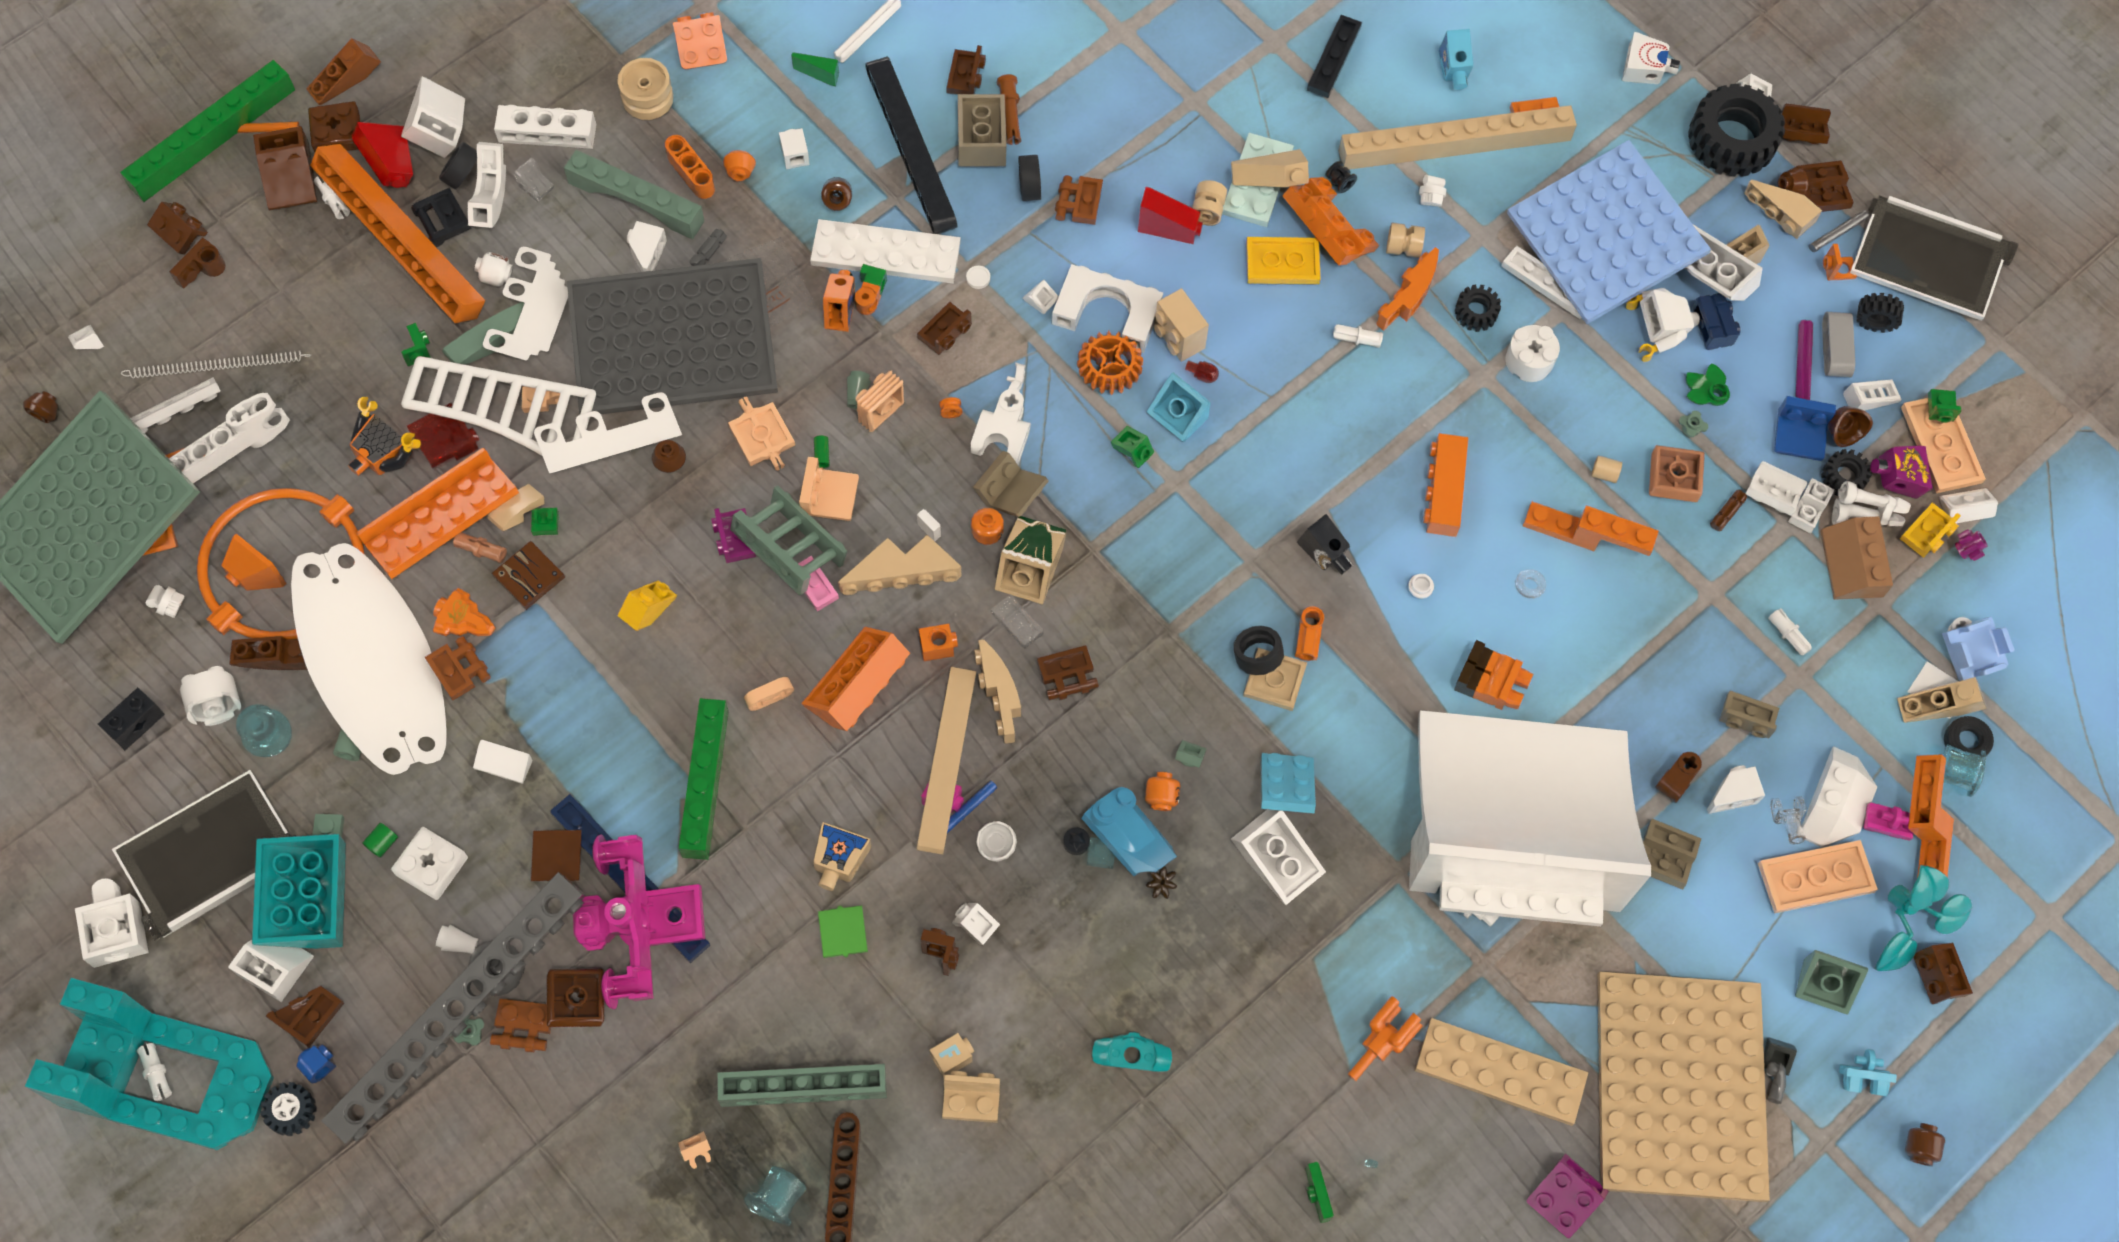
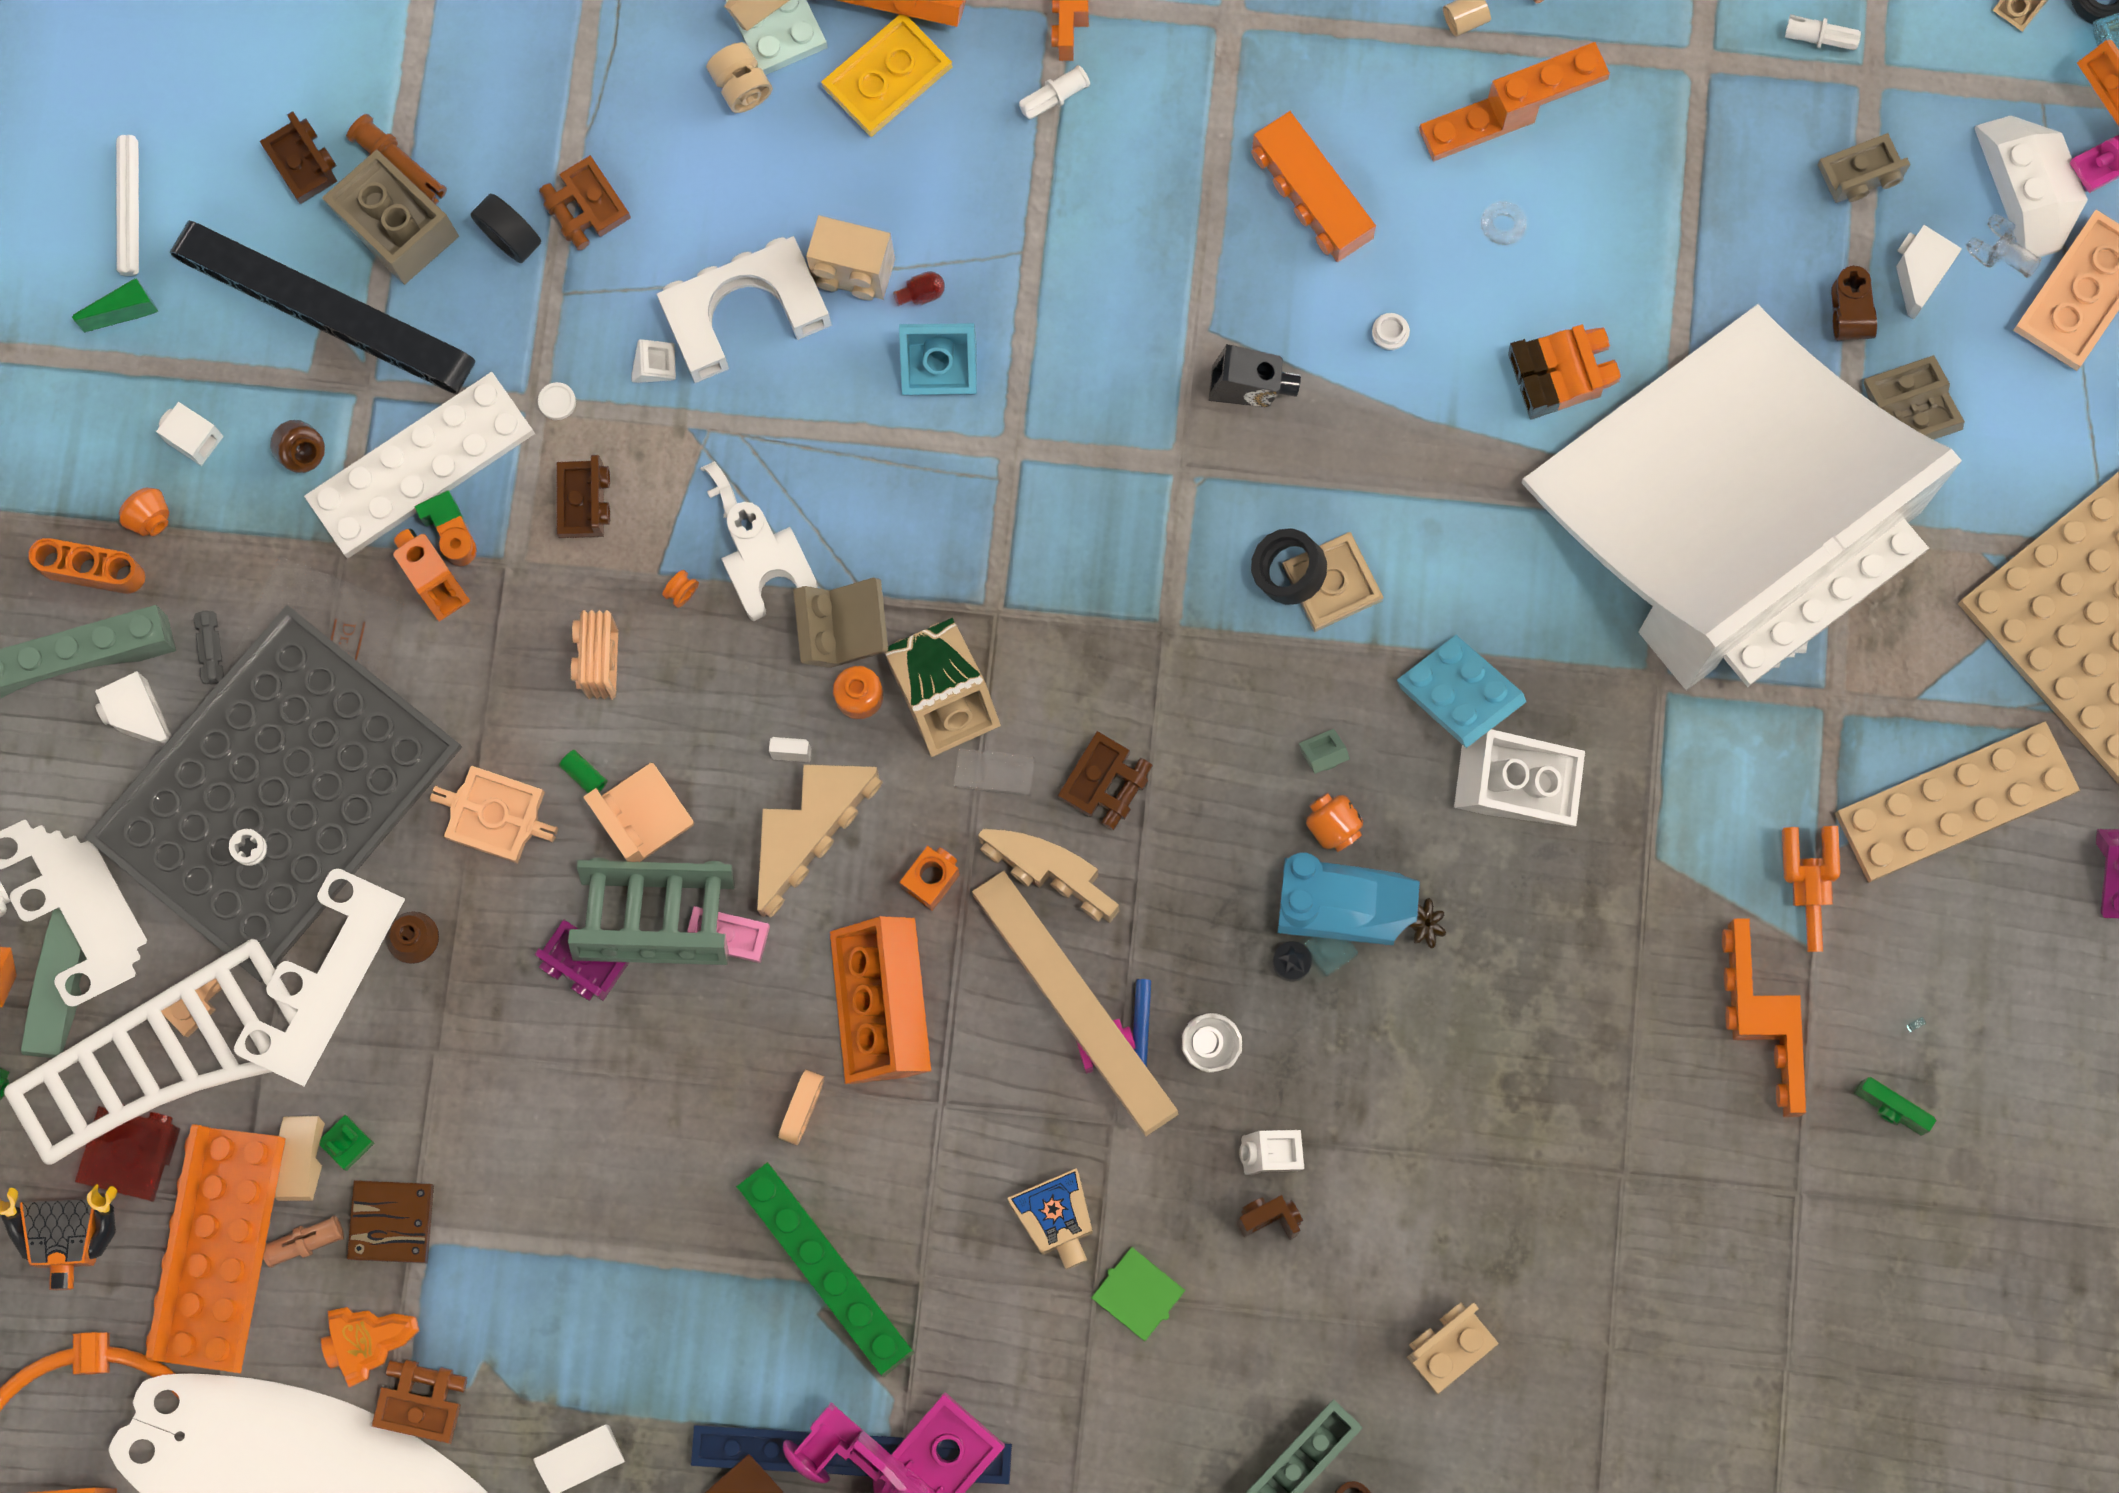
camera: 35 degrees left, 10 degrees up
(634, 355) = (238, 840): none -> white bush
(646, 604) = (563, 1133): yellow slope -> none
(855, 384) = (551, 661): sand green cone -> none
(952, 1054) = (1386, 1318): tan brick -> none
(1111, 1051) = (1545, 1156): teal piece -> none
(1113, 375) = (823, 372): orange gear -> none
(1133, 445) = (927, 449): green bracket -> none
(1168, 217) = (712, 137): red slope -> none
(1292, 1085) = (1765, 1018): none -> orange bracket
(1309, 635) = (1326, 500): orange piece -> none

